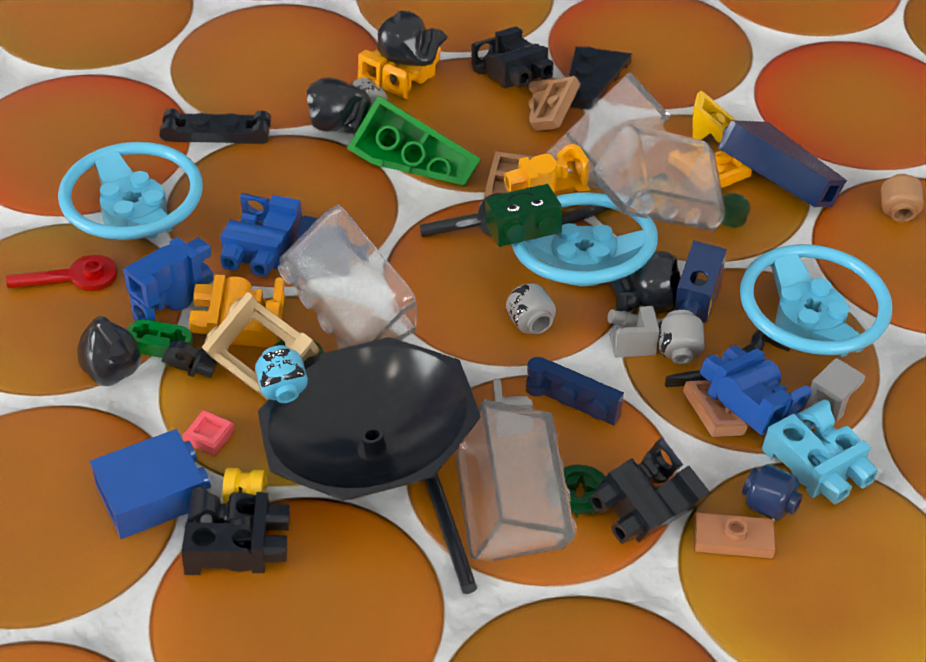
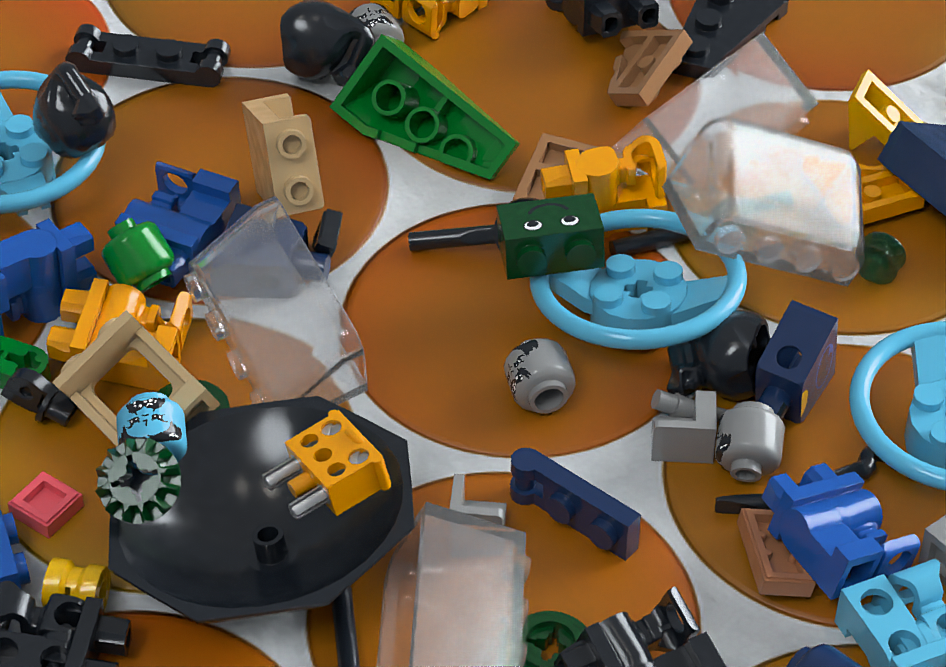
camera: 10 degrees right, 0 degrees up
(179, 164) = (72, 112): none -> black piece
(242, 255) = (138, 254): none -> green head
(295, 414) = (158, 492): none -> gear
(328, 178) = (283, 153): none -> tan panel
(367, 225) = (327, 232): none -> black tile
(415, 380) = (333, 464): none -> light orange piece

